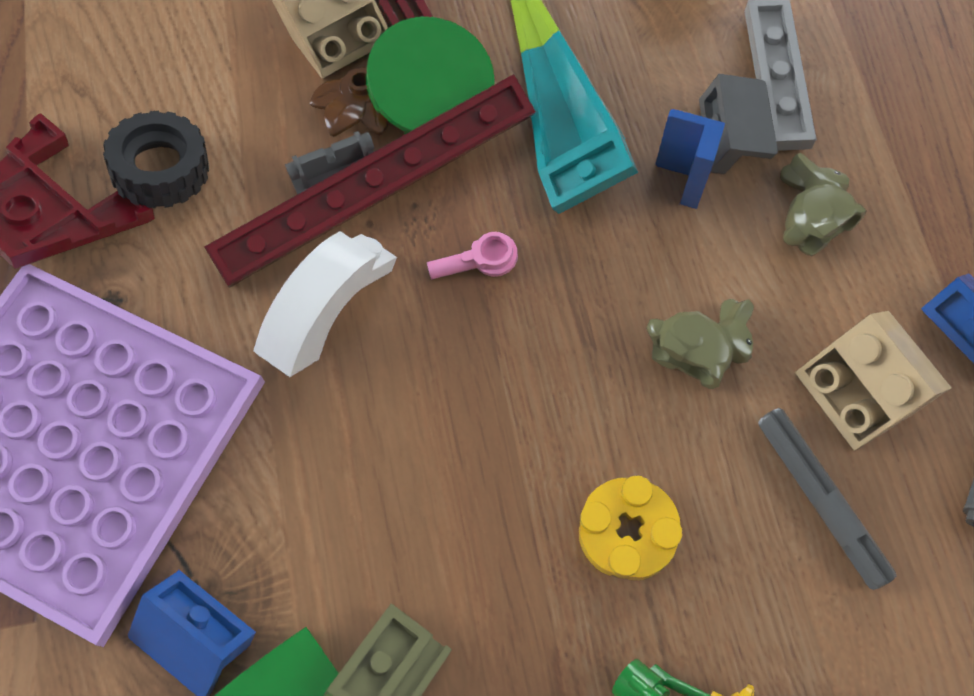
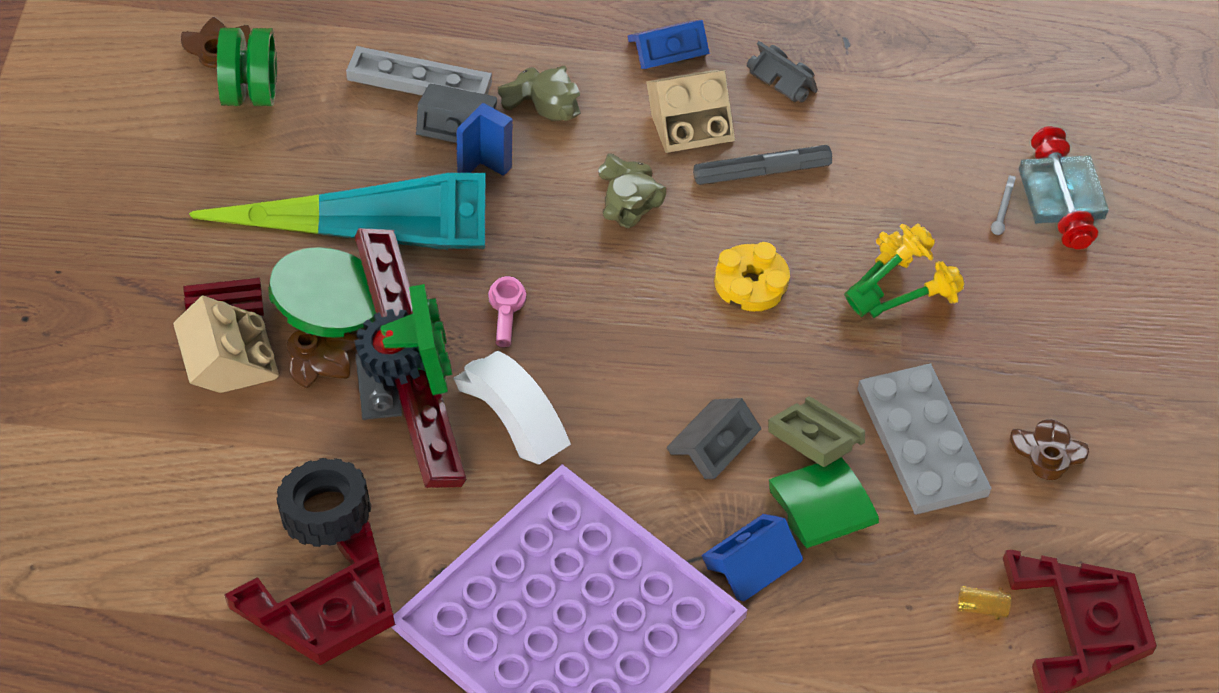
camera: 80 degrees left, 15 degrees down
(351, 164) = (406, 343): none -> plate
(355, 542) = (716, 435): none -> dark grey panel

